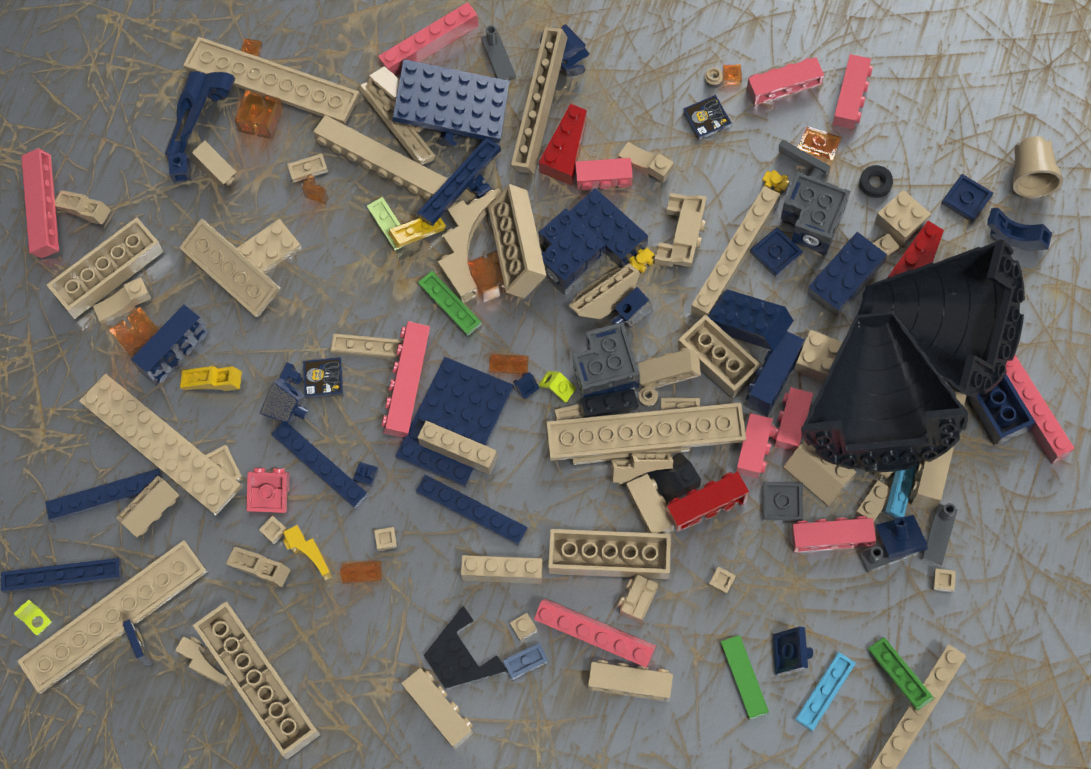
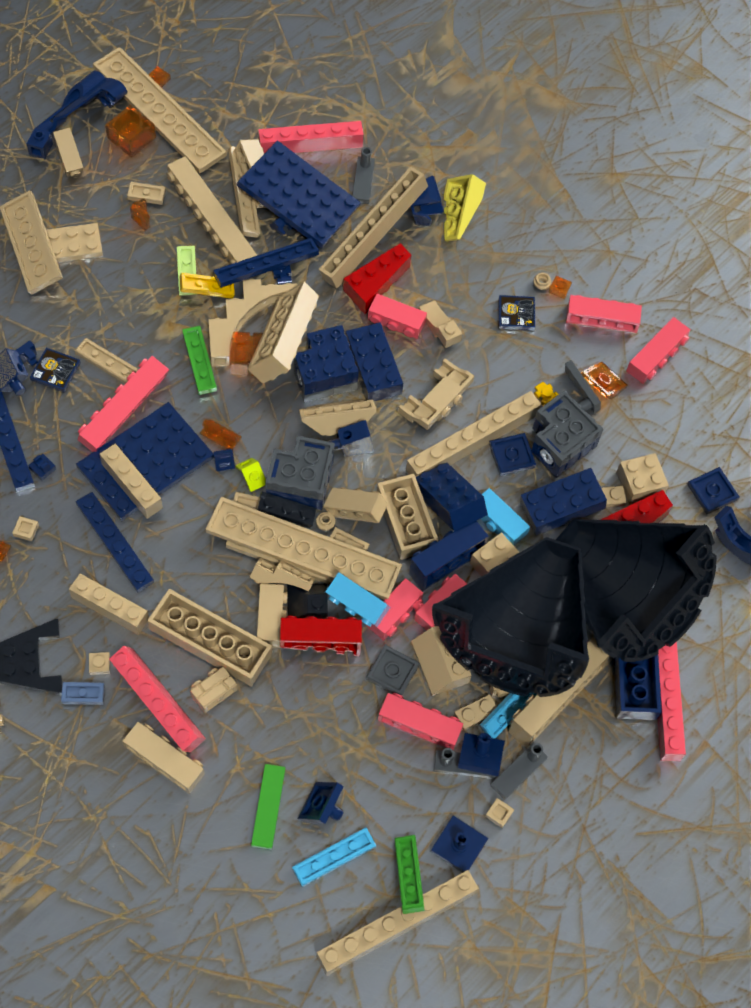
camera: 15 degrees right, 5 degrees down
(601, 37) = (462, 200): none -> light yellow wedge
(643, 257) = (388, 403): yellow piece -> none
(722, 455) = (357, 600): none -> medium azure brick
(722, 580) = (297, 711): tan plate -> none
(805, 316) = (503, 518): none -> medium azure brick
(876, 192) = (641, 427): black tyre -> none
(925, 625) = (459, 844): none -> dark blue tile

